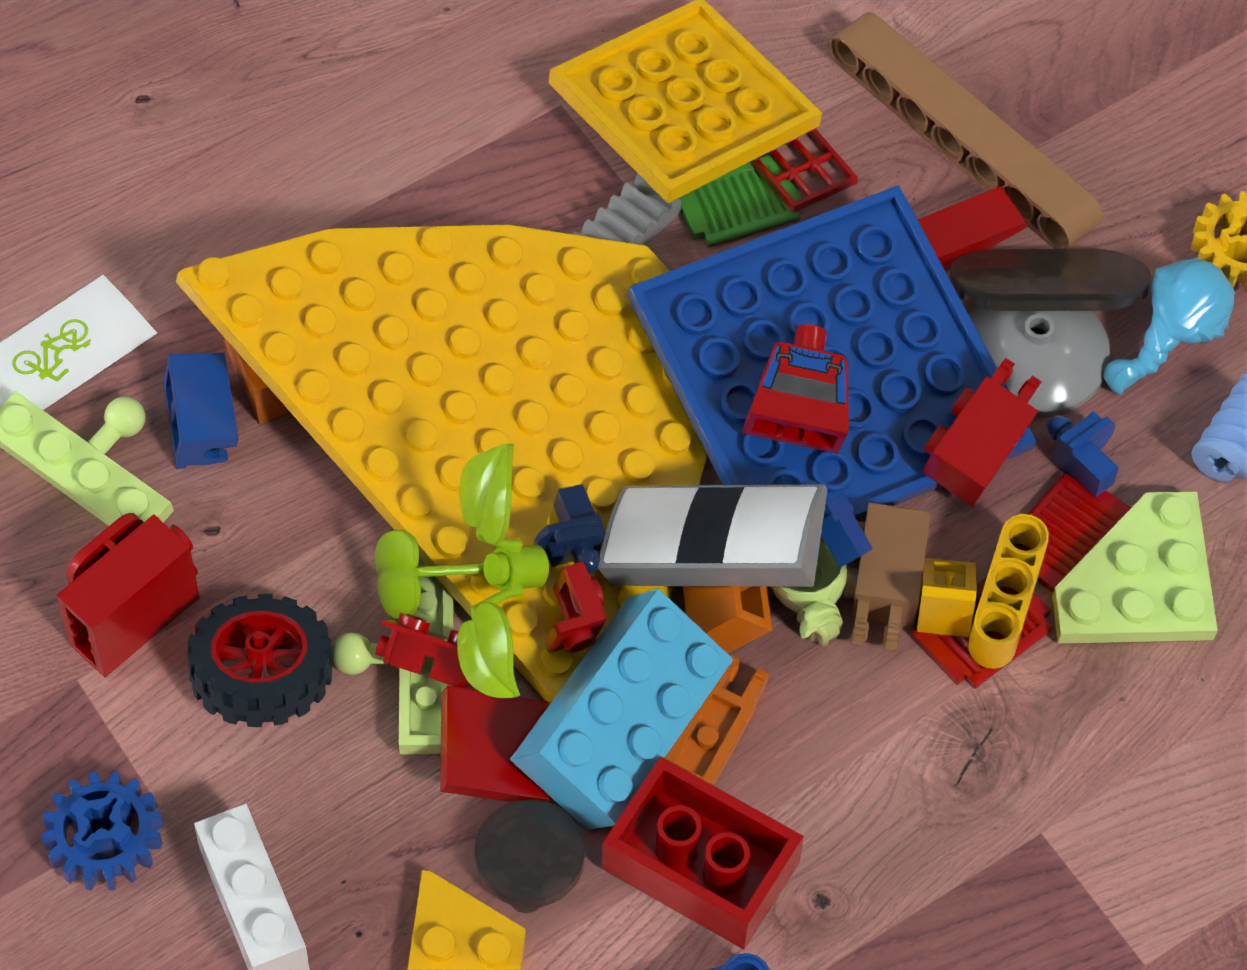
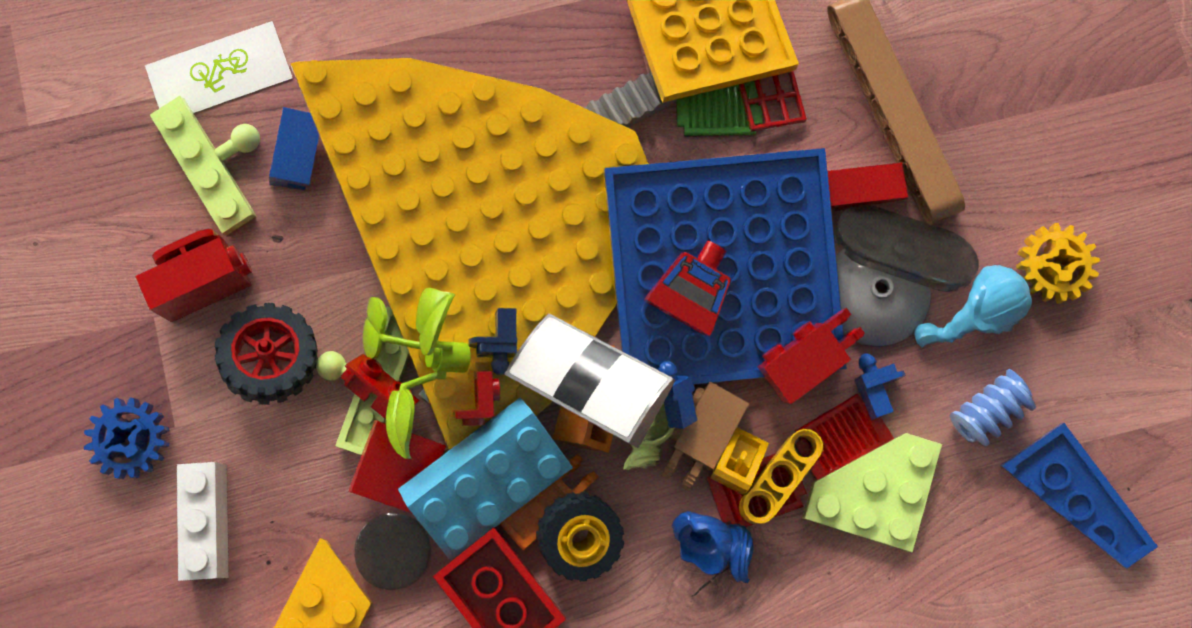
camera: 20 degrees right, 20 degrees up
(807, 738) = (593, 554): none -> black wheel
(952, 701) = (714, 544): none -> blue hair

